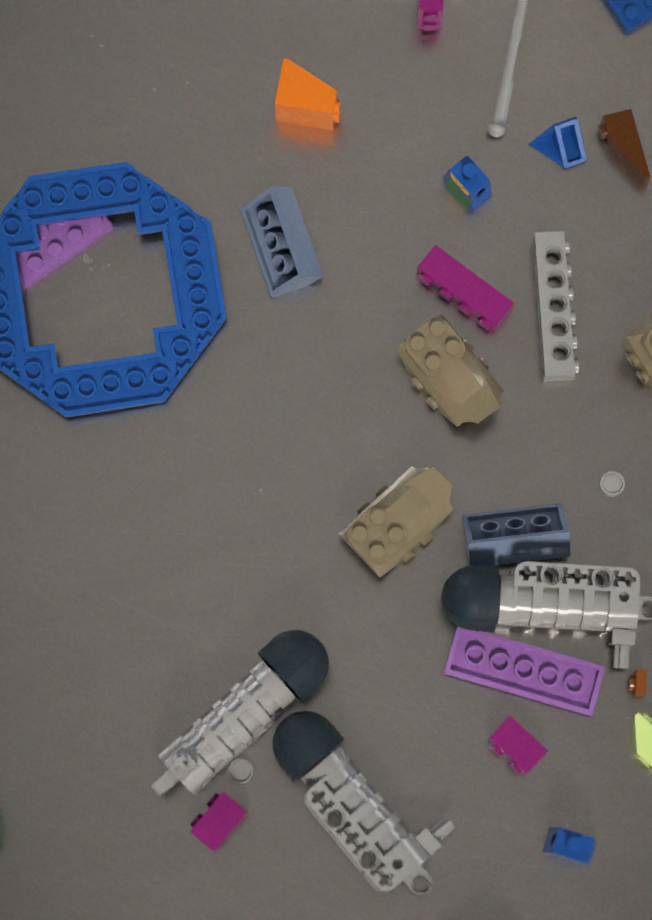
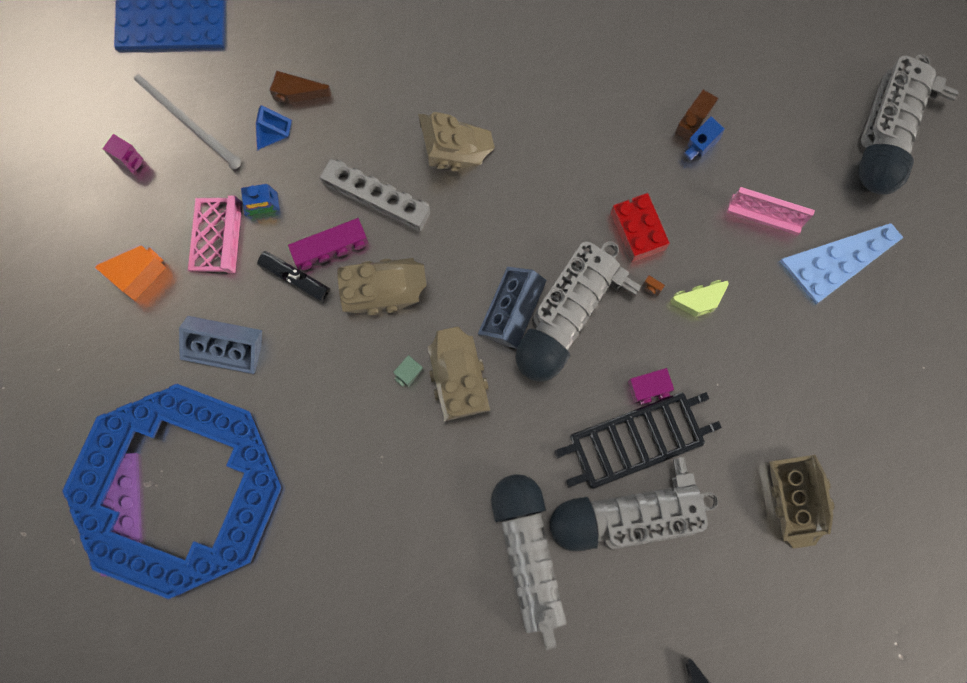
camera: 65 degrees left, 0 degrees up
(218, 821) = (592, 615): magenta brick -> none
(240, 771) = (565, 580): light grey piece -> none
(370, 462) = (407, 372): none -> sand green brick
(404, 270) = (291, 275): none -> black piece
(414, 173) = (230, 235): none -> bright pink fence
(485, 756) = (628, 418): none -> black bar
(525, 670) = (603, 353): medium lavender plate -> none
(570, 845) = (735, 390): blue torso -> none
(612, 483) = (513, 227): light grey piece -> none

